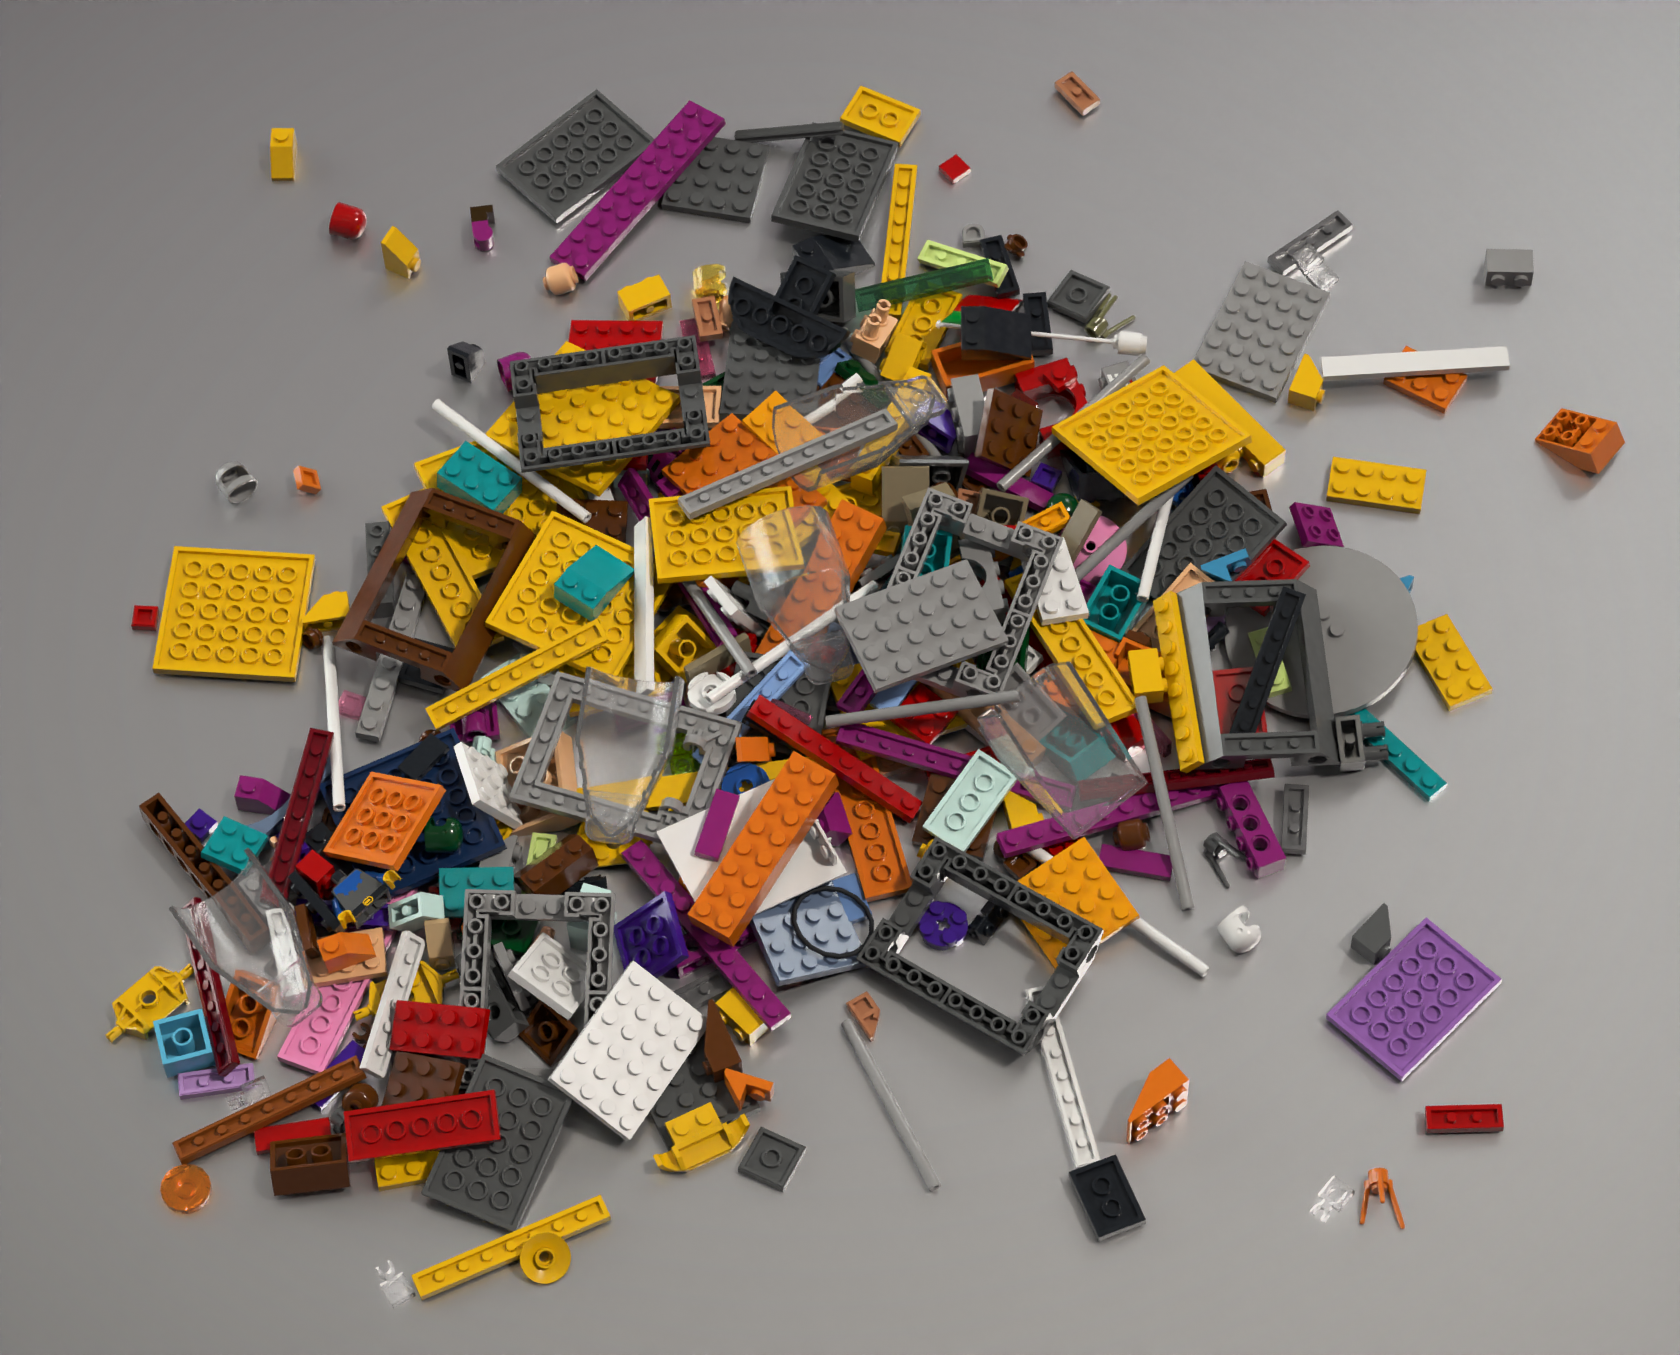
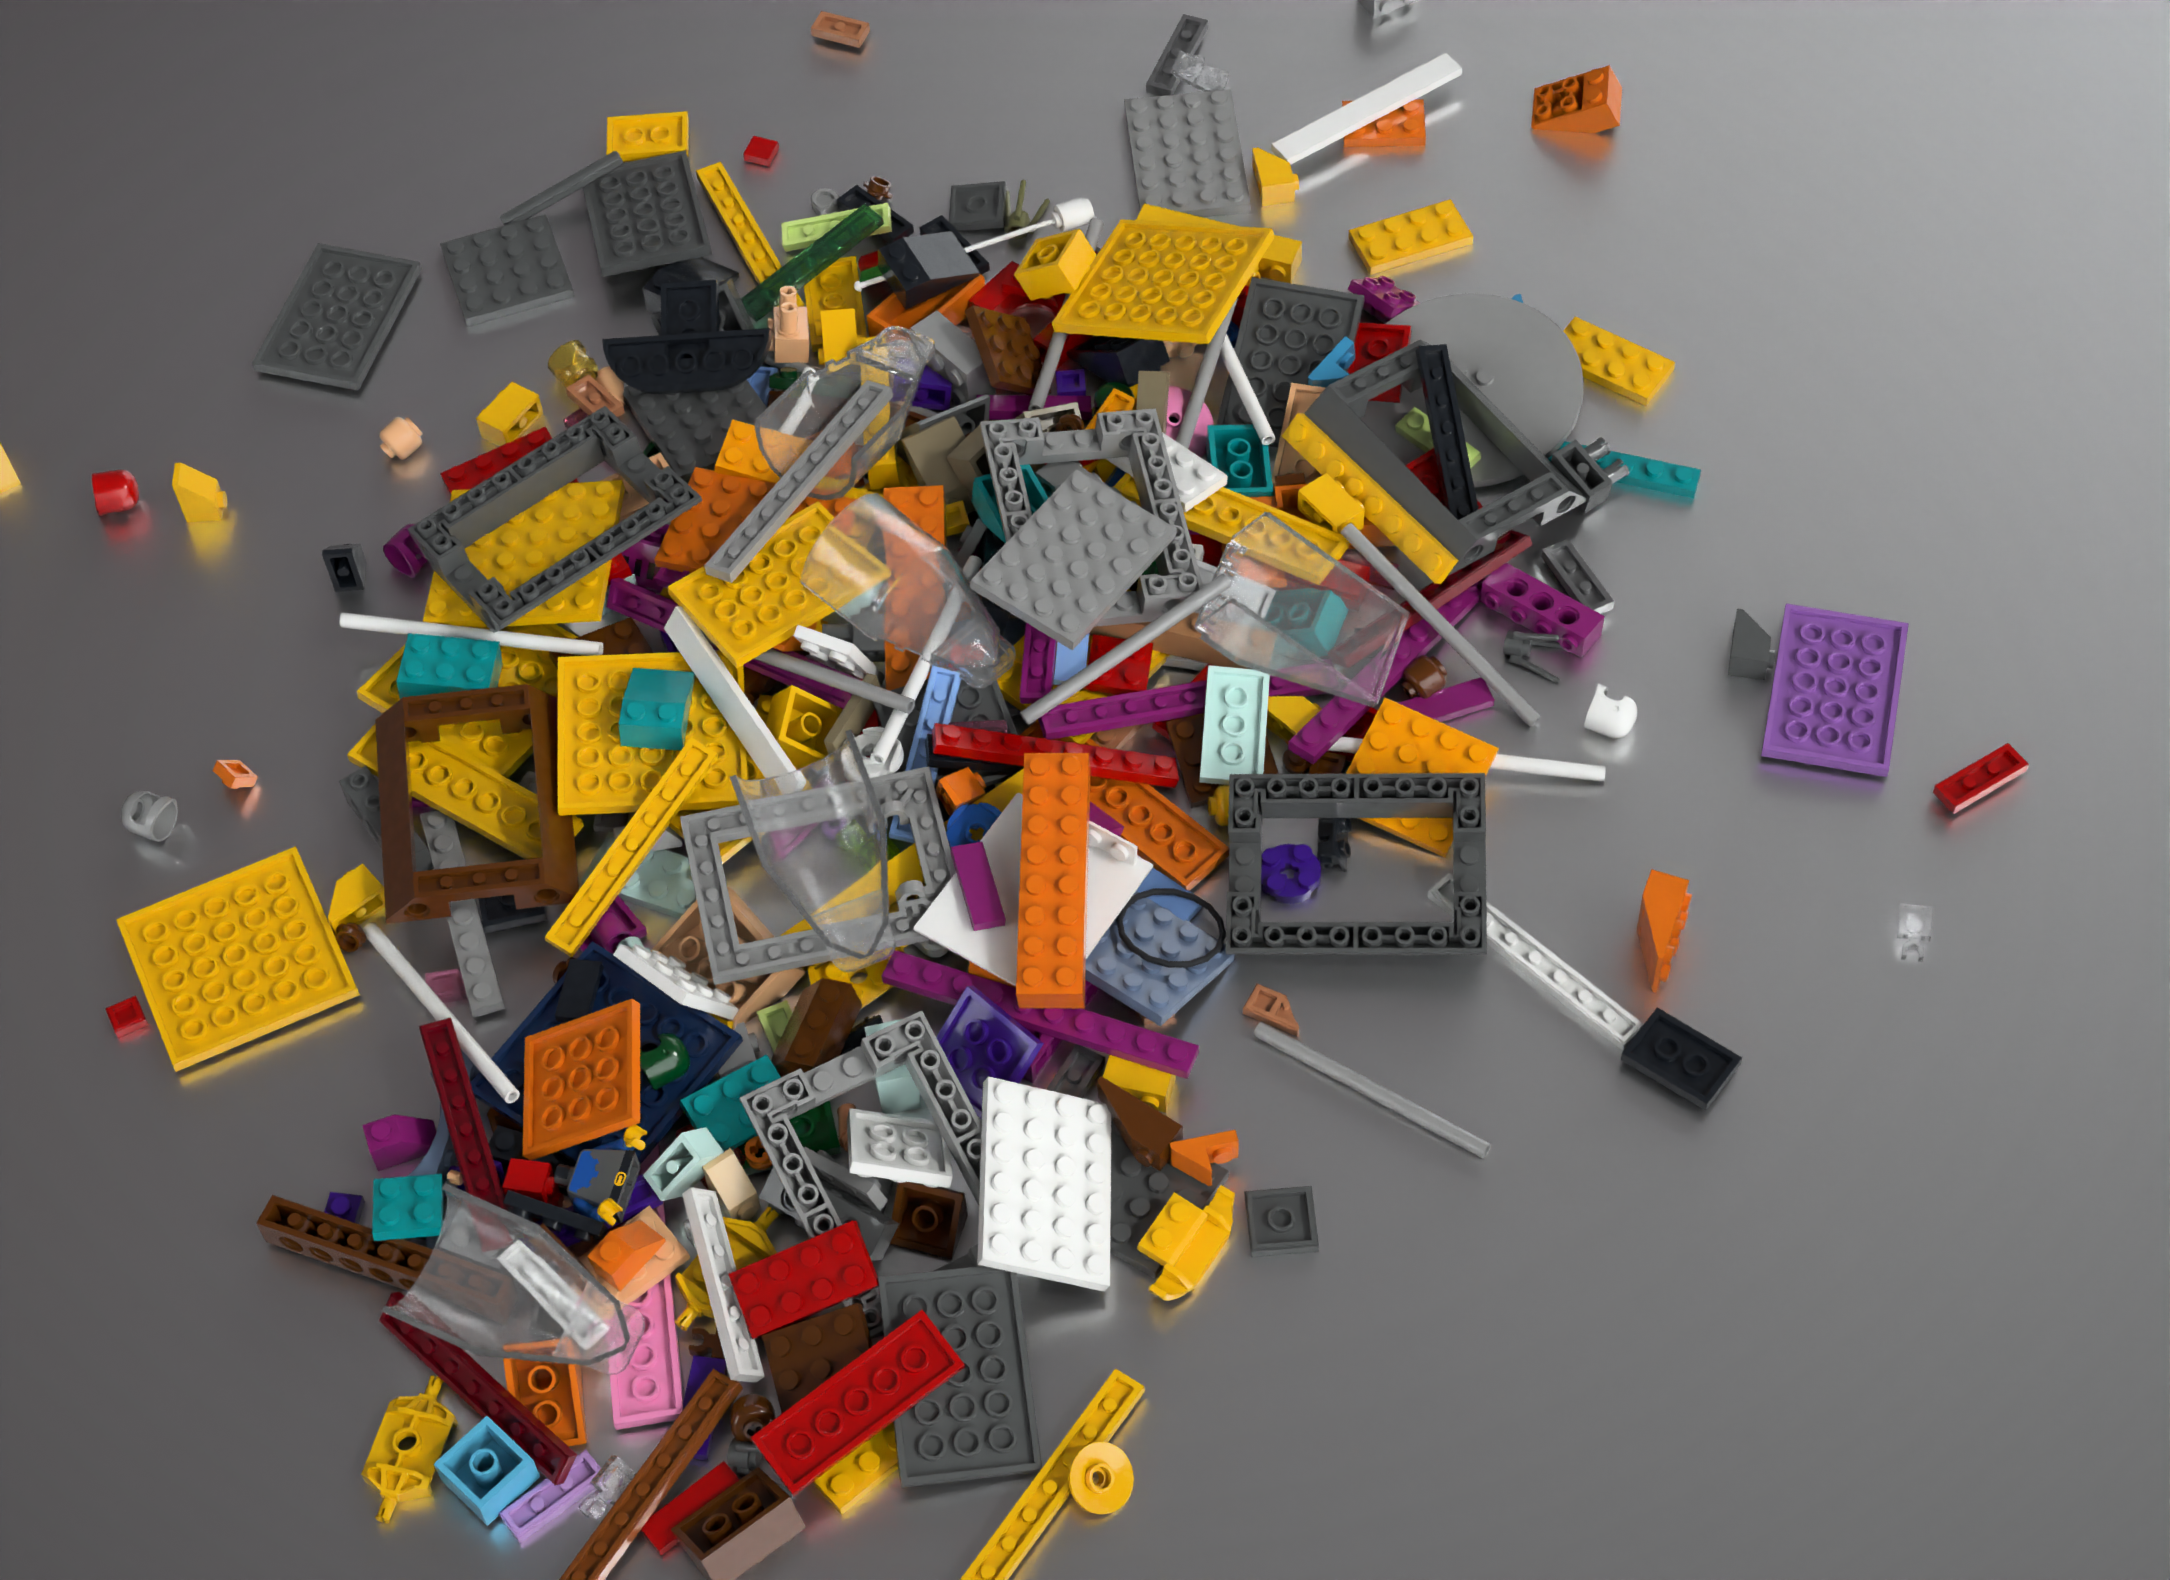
camera: 30 degrees left, 5 degrees down
(481, 218) = (274, 429): leg -> none
(638, 189) = (430, 315): magenta plate -> none
(1010, 515) = (1071, 420): none -> reddish brown plate
(1085, 381) = (1055, 265): none -> yellow brick
(1379, 1183) = (1950, 888): orange plant -> none

